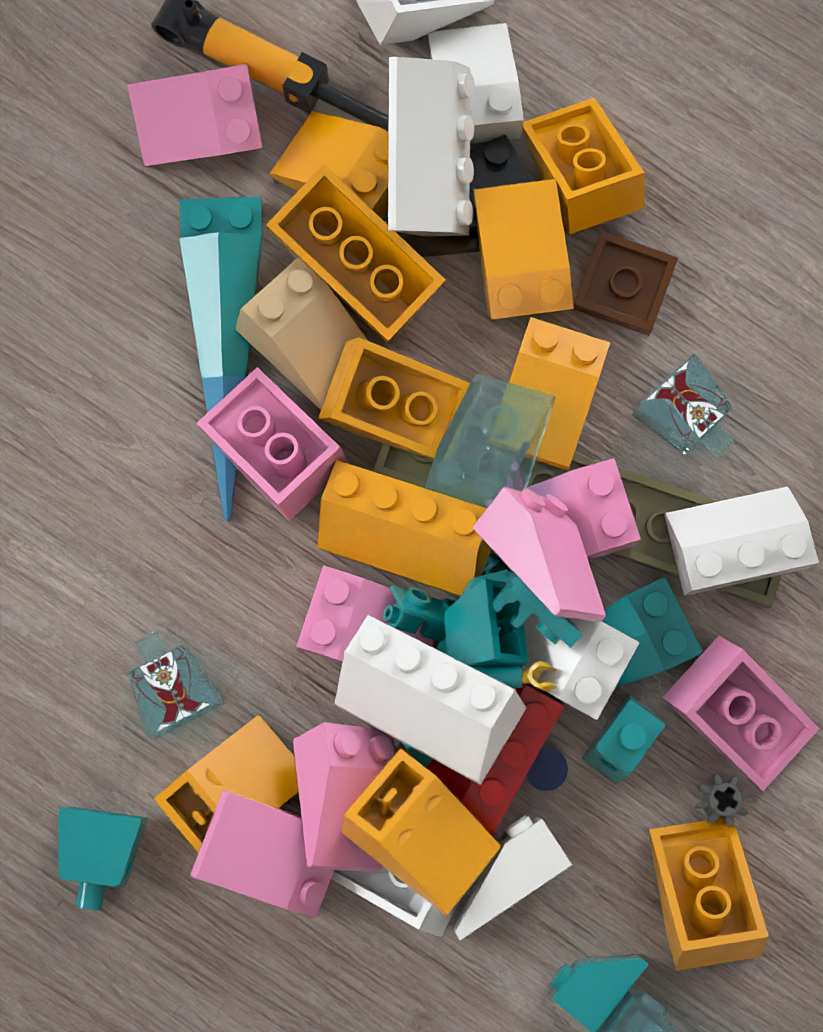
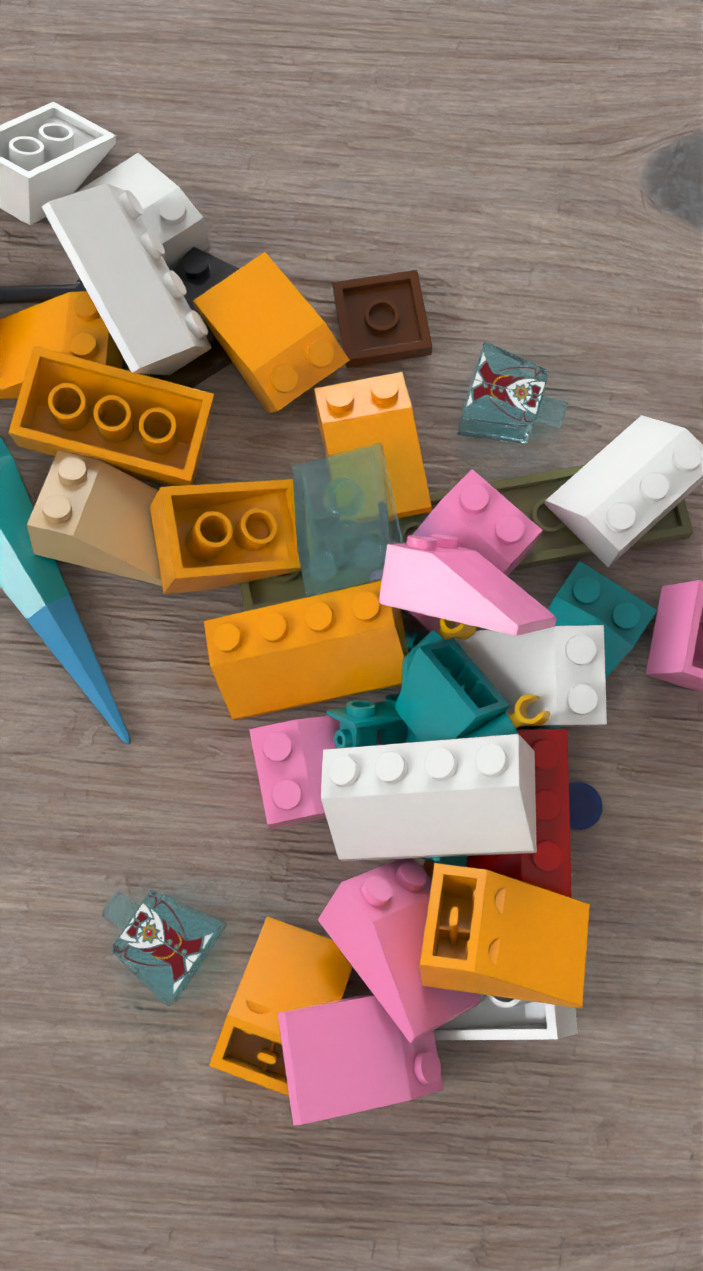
camera: 30 degrees left, 5 degrees down
(97, 850) = (179, 1156): teal torso -> none
(272, 443) = (132, 641): bright pink slope -> none
(522, 865) = (620, 915): white slope -> none
(551, 626) = (511, 650): teal plate -> none
(590, 164) = (295, 228): light orange slope -> none
(624, 740) = (637, 731): teal torso -> none

